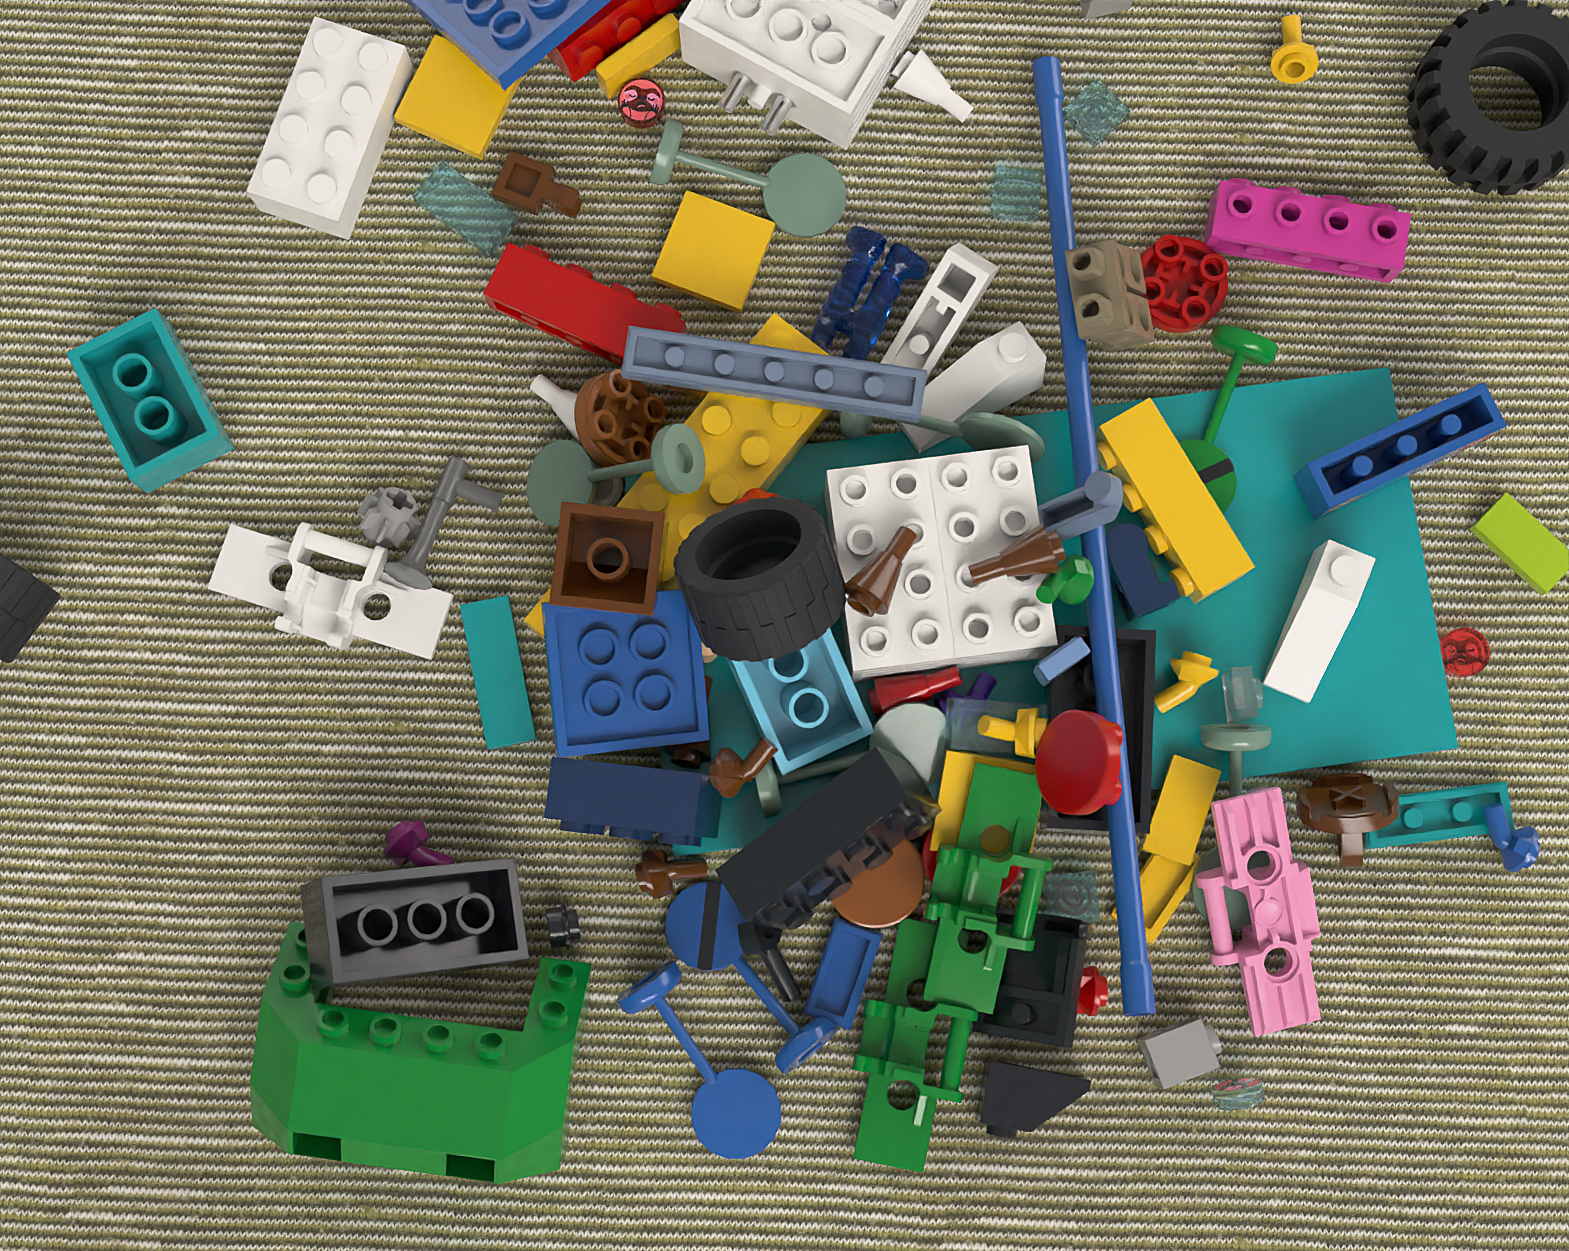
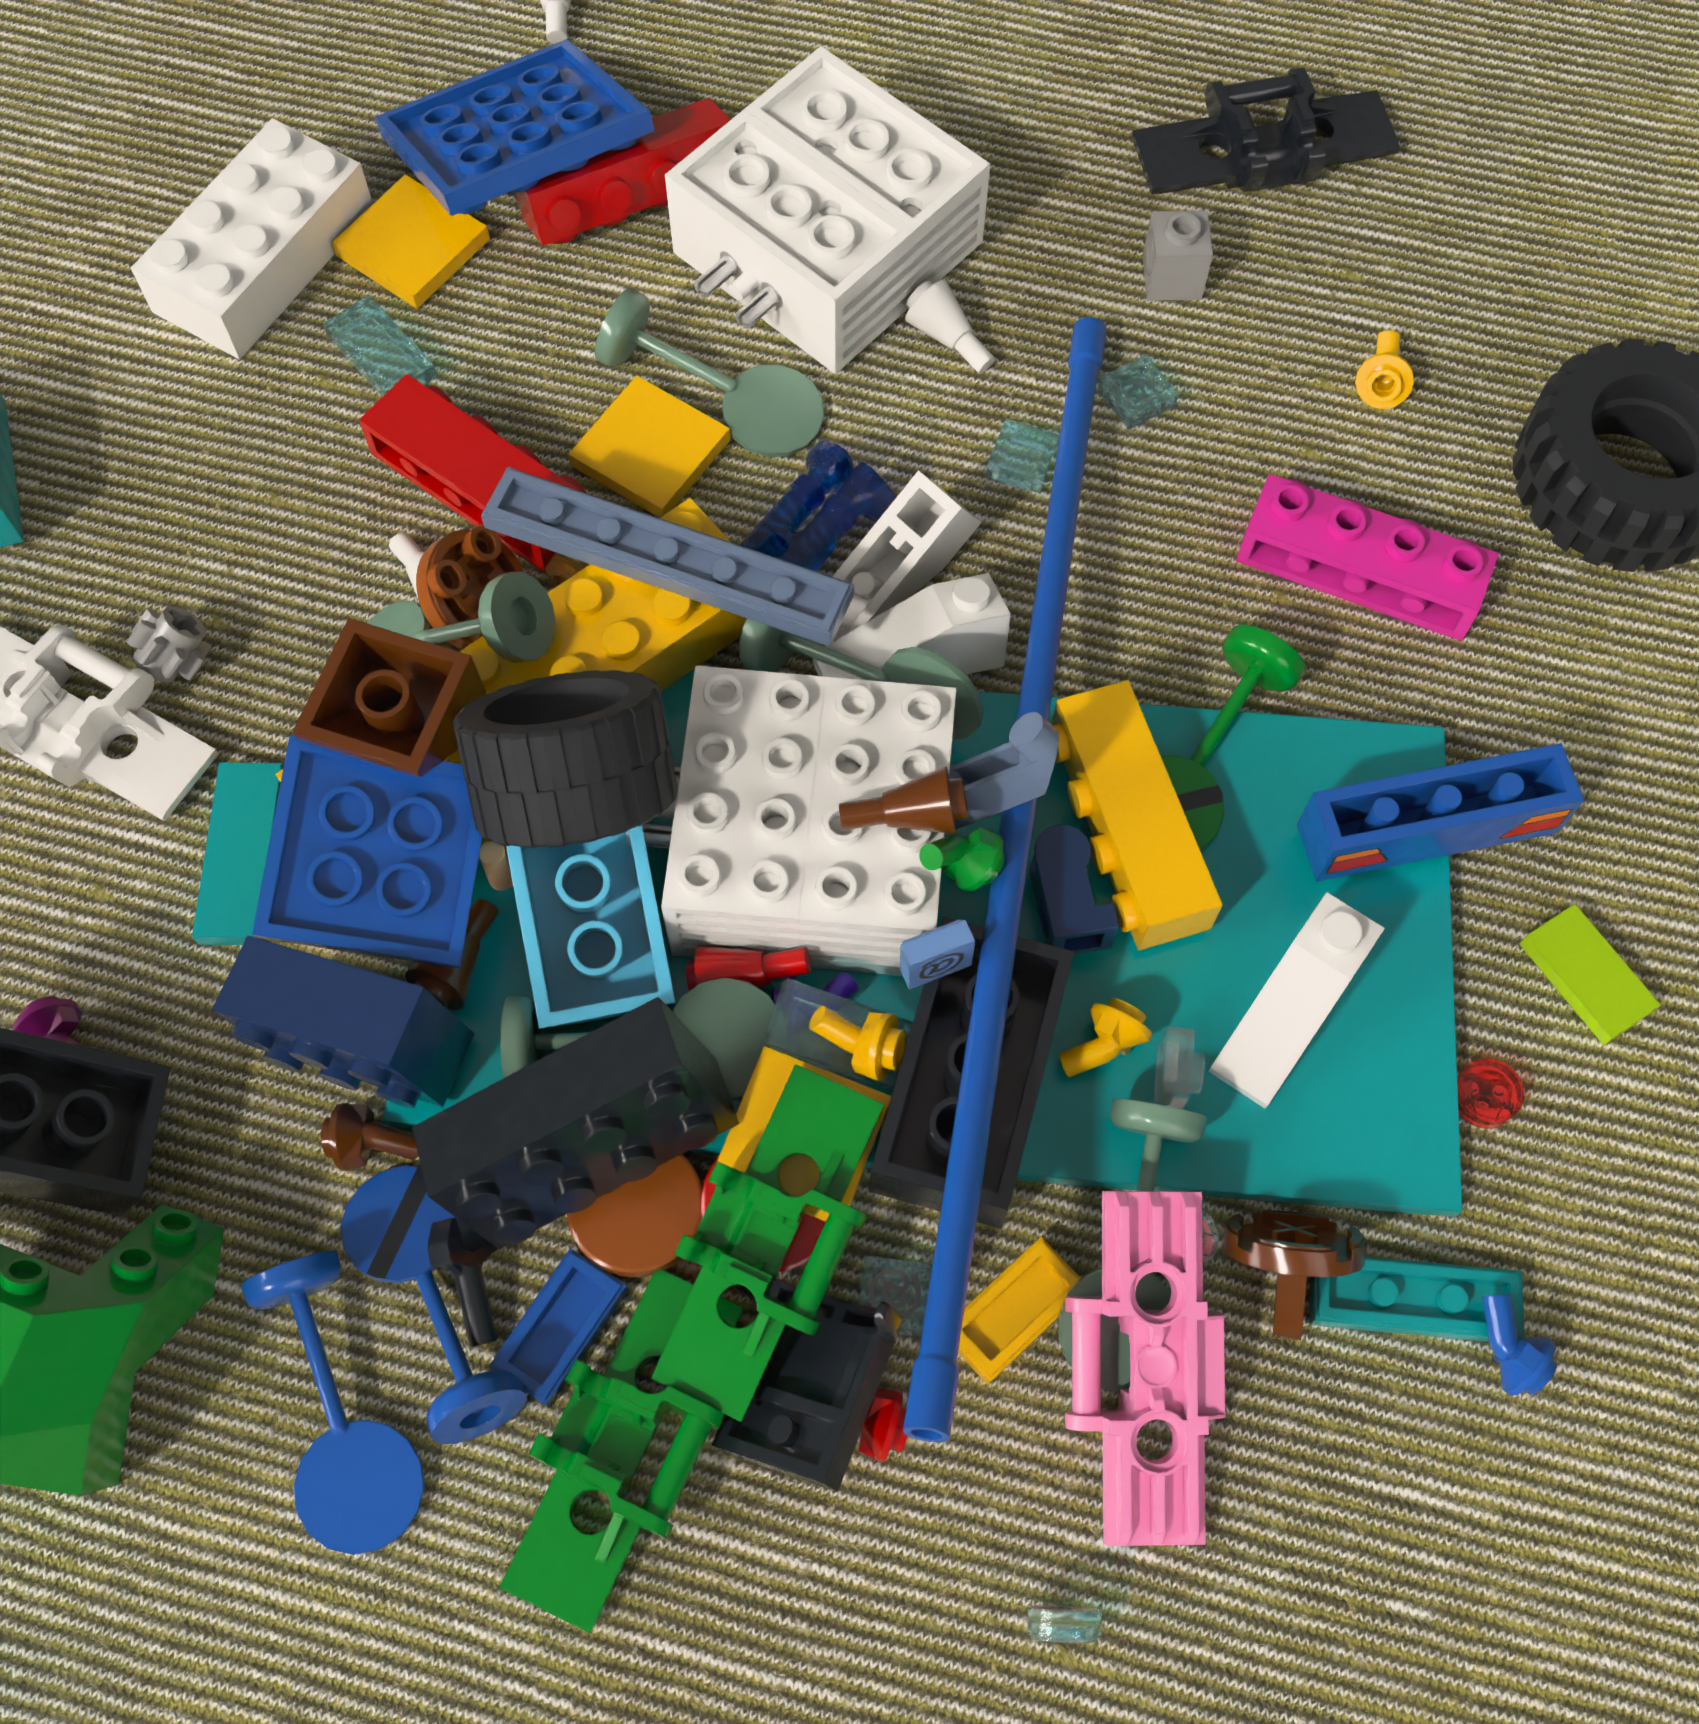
camera: 15 degrees right, 15 degrees down
(412, 567) = (170, 701): dark grey piece -> none
(530, 184) = (462, 335): reddish brown plate -> none
(562, 926) = (209, 1178): black plate -> none
(639, 55) = (620, 234): yellow tile -> none
(641, 103) = (609, 278): tile -> none
(730, 771) = (472, 1009): reddish brown plate -> none
(874, 585) = (712, 796): reddish brown cone -> none
(1023, 1096) = (758, 1553): black slope -> none
(1079, 762) = (928, 1081): red tile -> none
(1106, 296) = (1103, 560): dark tan hips -> none
(1180, 810) = (1063, 1207): yellow tile -> none
(1180, 1052) = (995, 1541): light grey brick -> none
(1183, 283) = (1198, 587): red tile -> none

